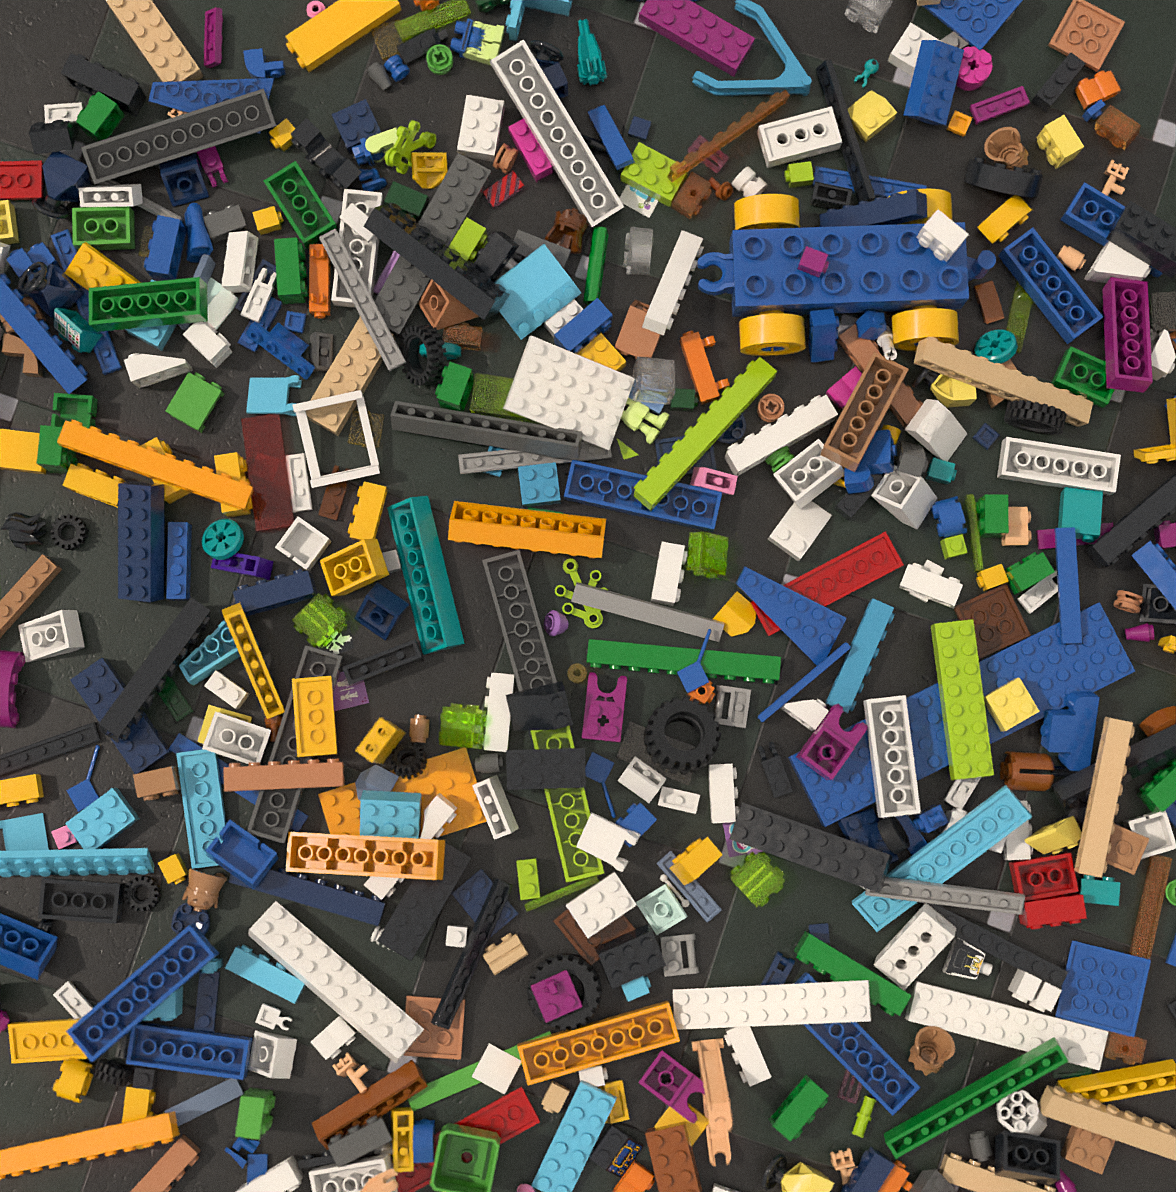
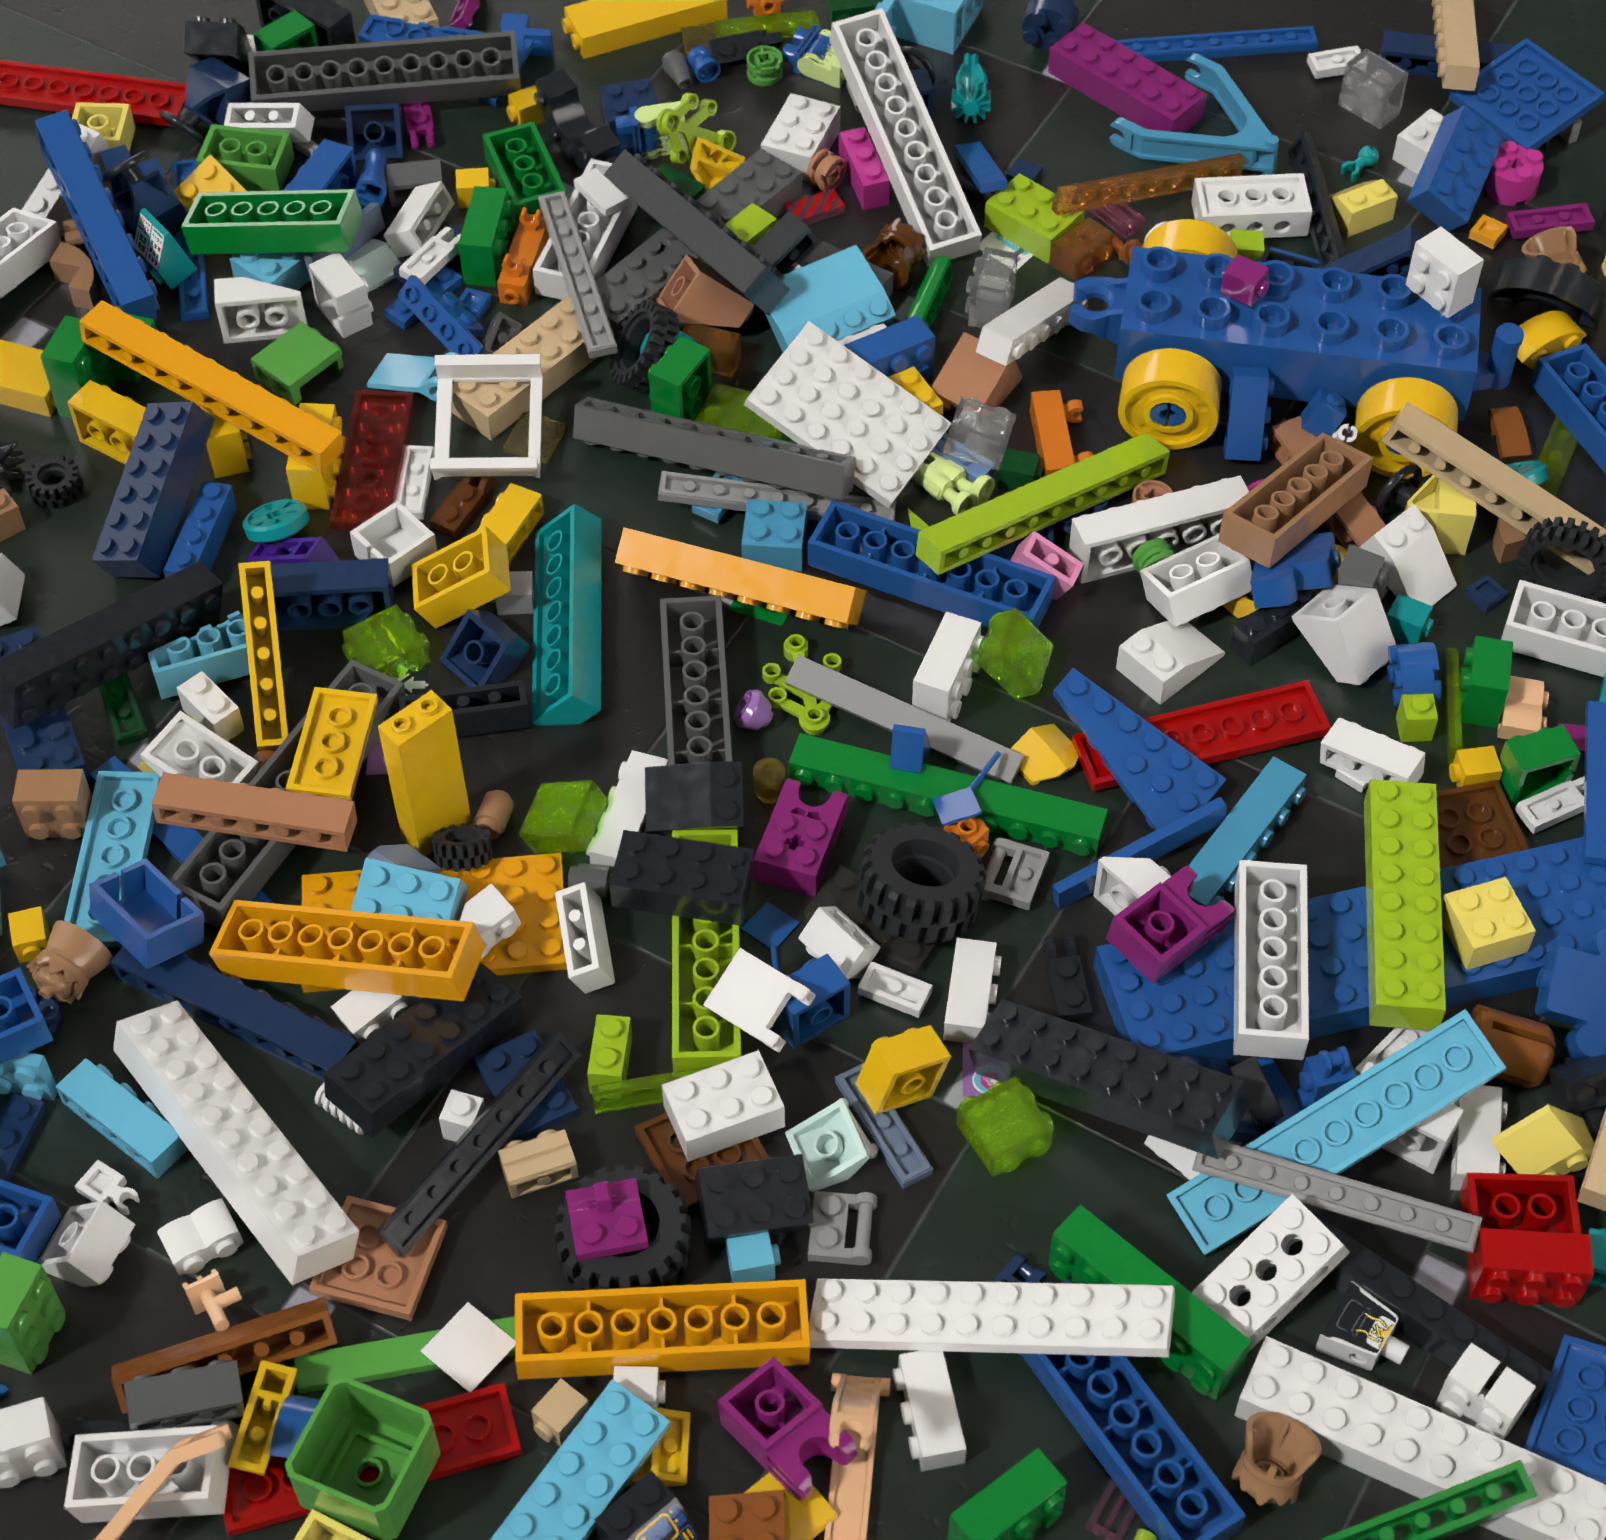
camera: 15 degrees right, 30 degrees down
(657, 640) = (909, 748): none -> blue slope

